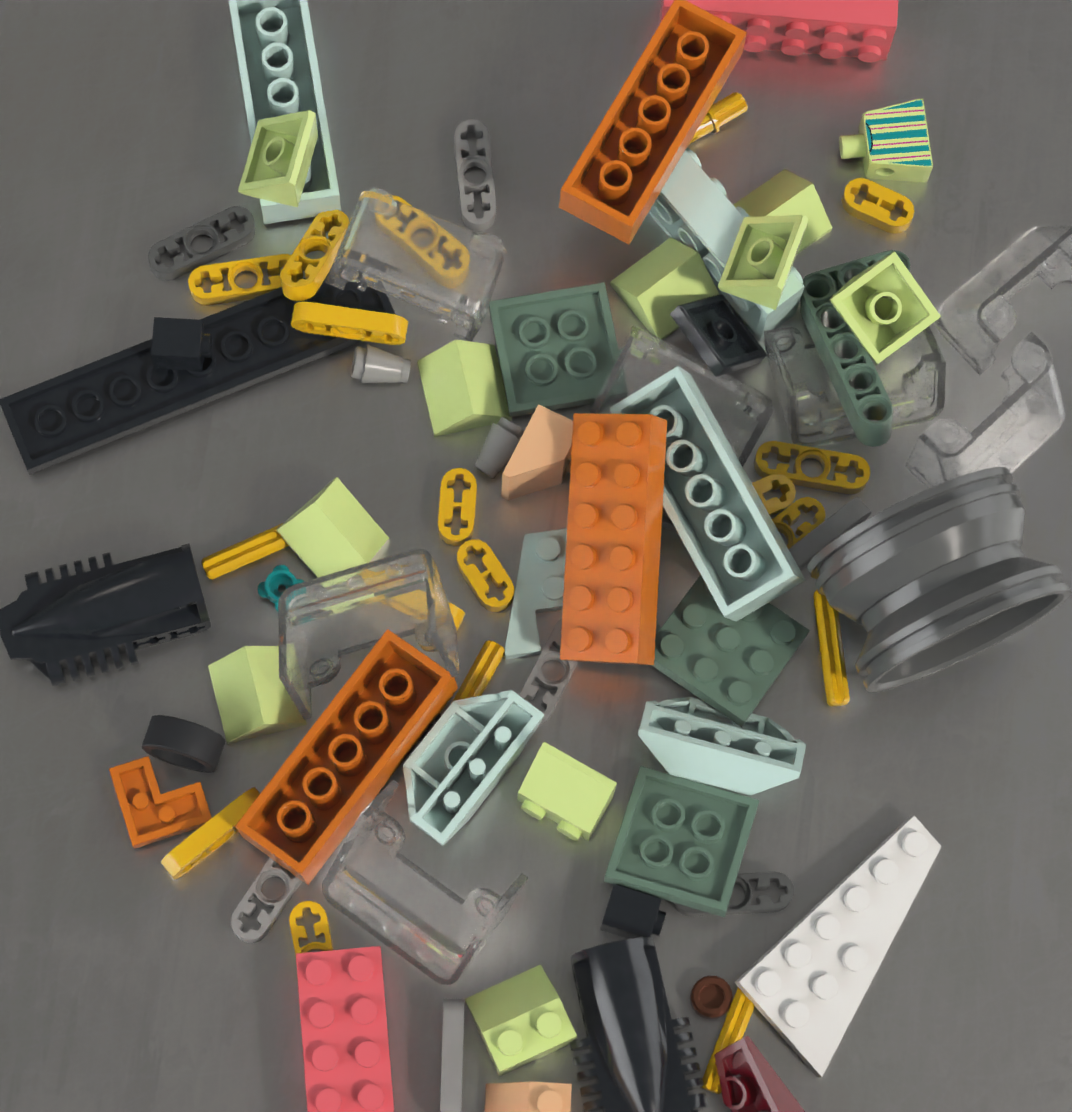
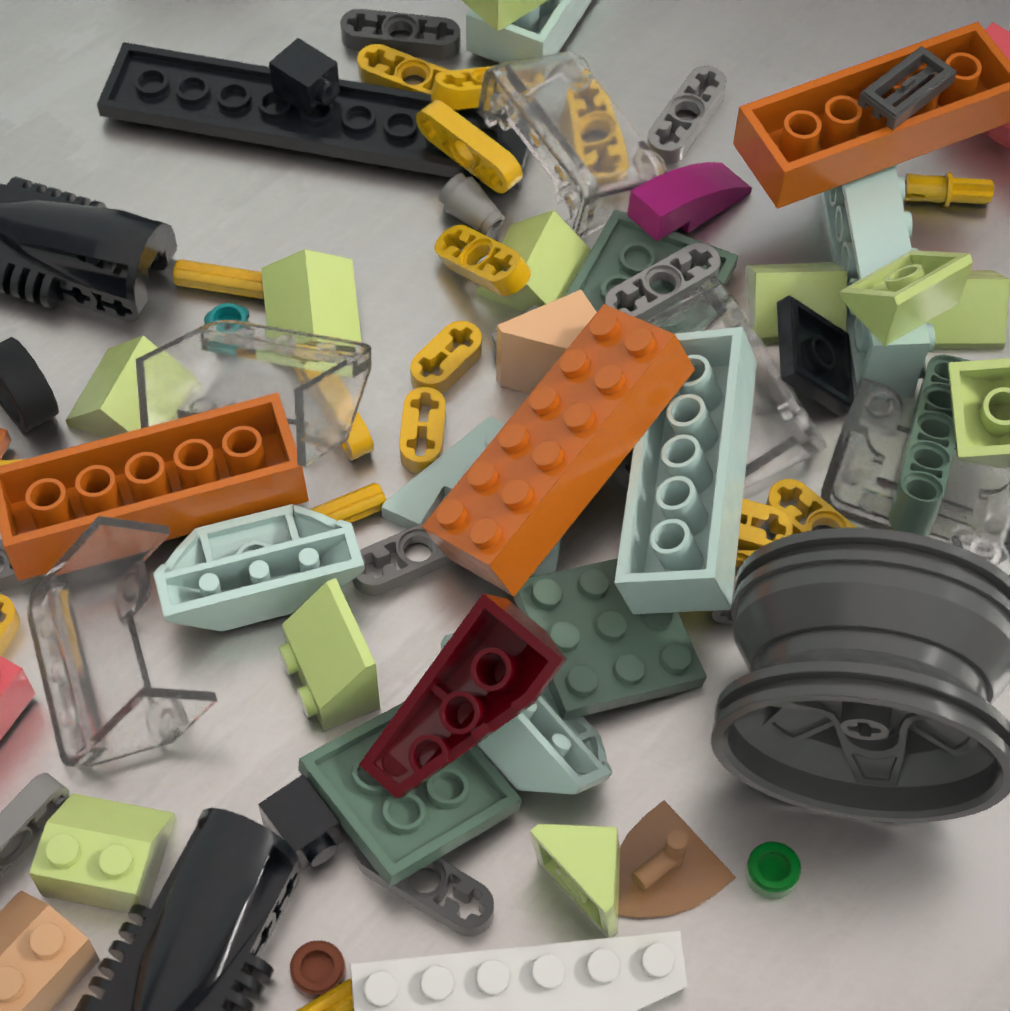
camera: 40 degrees right, 15 degrees down
(443, 423) = (488, 271): none -> yellow beam
(534, 255) = (685, 198): none -> dark pink slope
(574, 320) = (669, 269): none -> light grey beam
(664, 125) = (887, 107): none -> dark grey tile
(697, 751) = (475, 685): none -> dark red wedge
(831, 652) = (697, 743): yellow axle -> none
(840, 820) = (585, 866): none -> yellowish green slope
(870, 779) = (666, 868): none -> medium nougat shield
(938, 732) = (773, 870): none -> green tile

